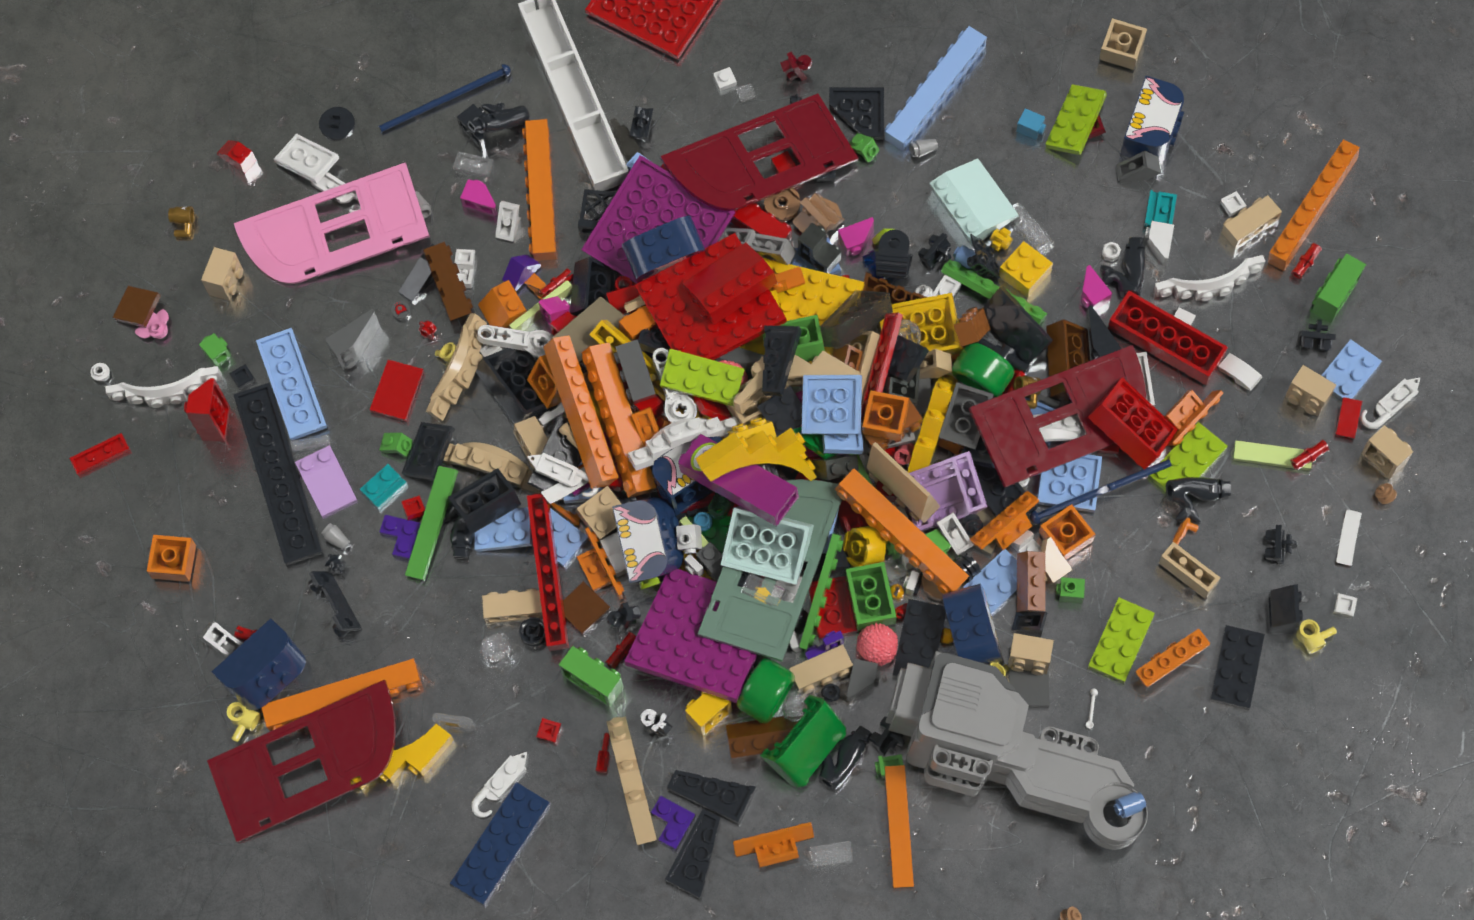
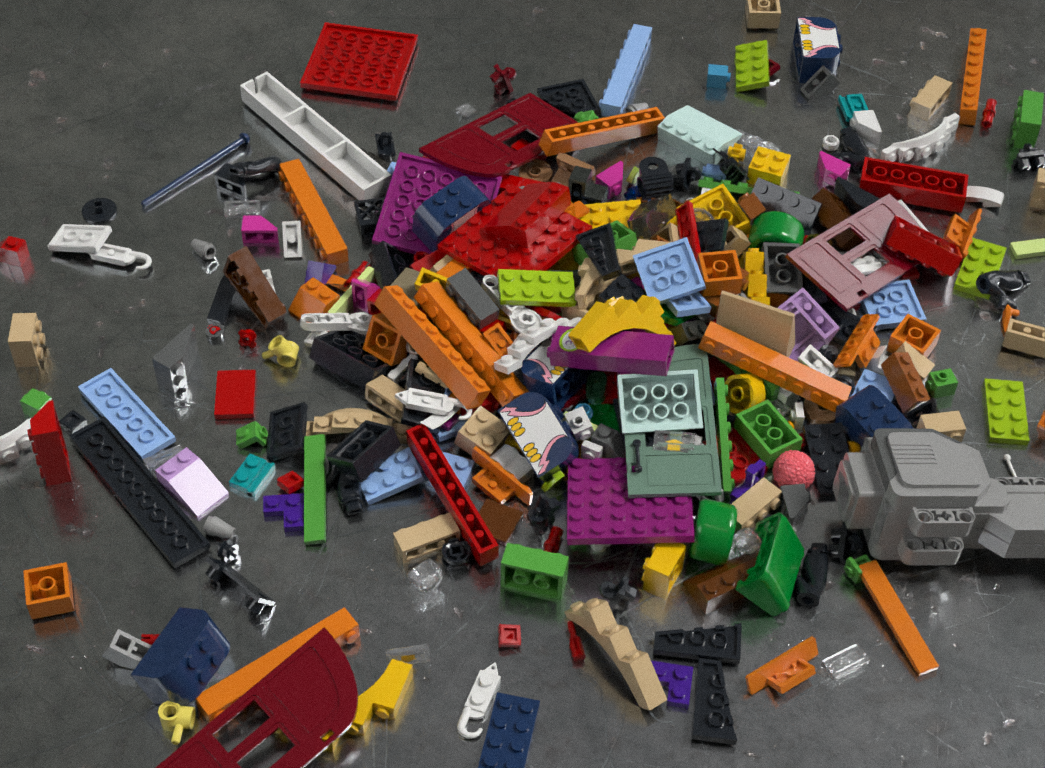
camera: 25 degrees left, 20 degrees down
(293, 241) = (90, 301): bright pink door -> none
(459, 370) = (293, 360): tan piece -> none
(573, 518) = (455, 450): orange bar -> none
(725, 79) = (443, 104): white plate -> none
(729, 580) = (637, 443): none -> black hinge
(865, 176) = (600, 131): none -> orange brick
(1036, 517) = (881, 334): dark blue bar -> none
(1232, 203) = (908, 90): white plate -> none

